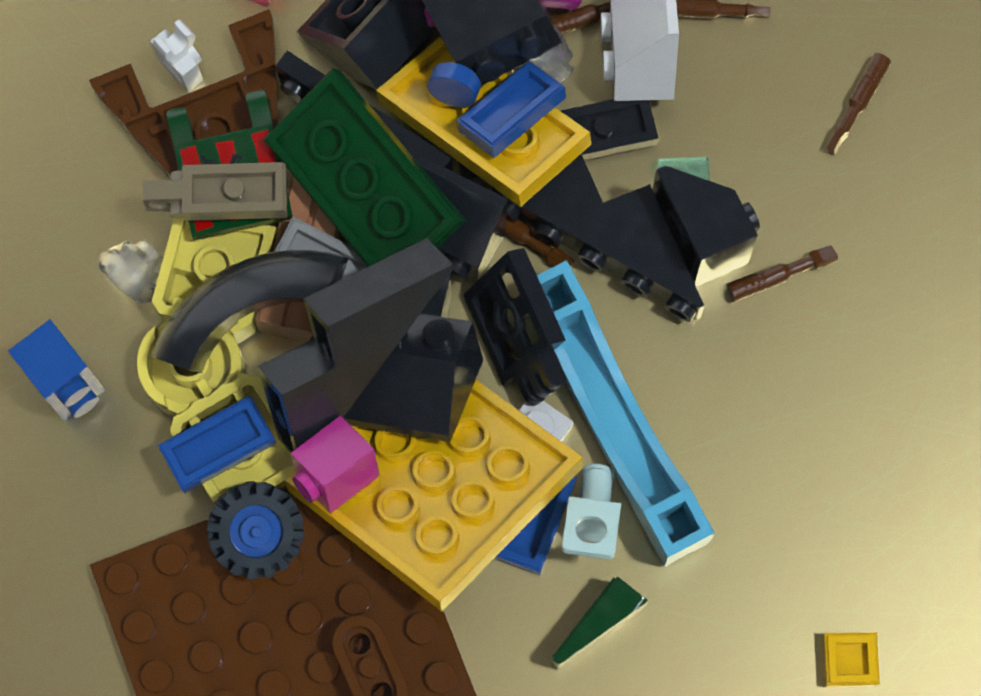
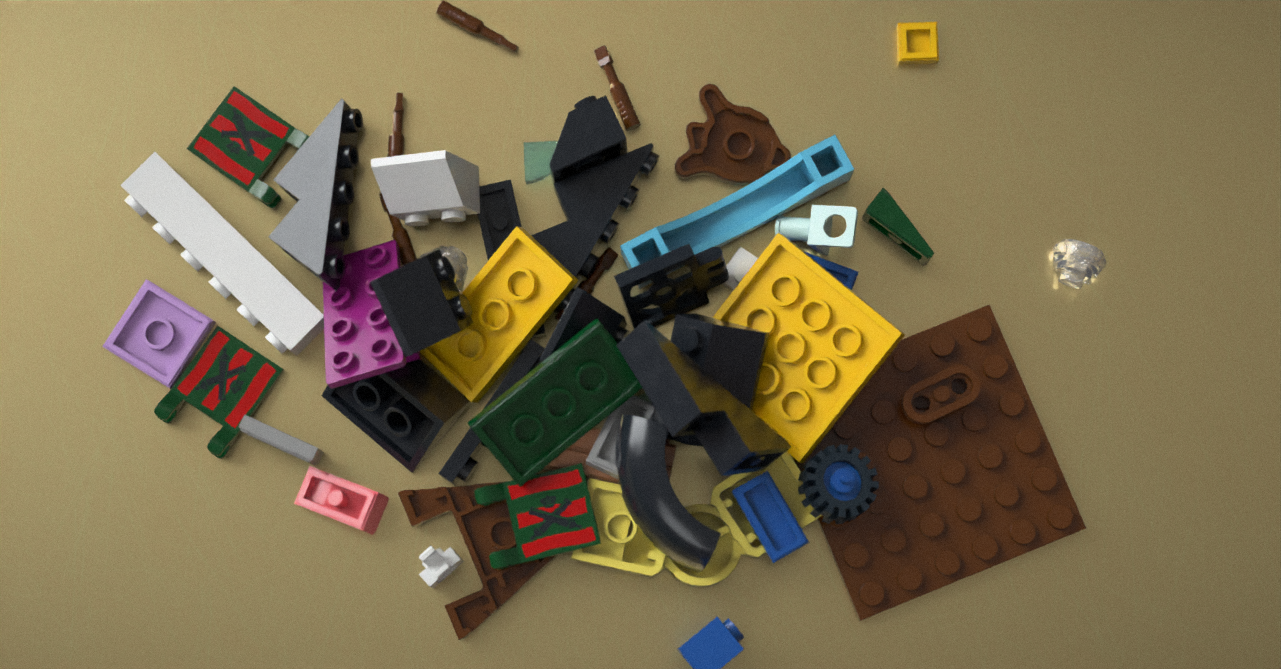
camera: 90 degrees left, 5 degrees up
(132, 269) = (620, 595): clear cone -> none
(220, 192) = (567, 517): dark tan hinge -> none
(334, 465) = (792, 420): dark pink brick -> none
(454, 84) = (475, 333): blue tile -> none
(511, 109) = (495, 288): blue tile -> none
(709, 416) = (733, 143): none -> reddish brown tile

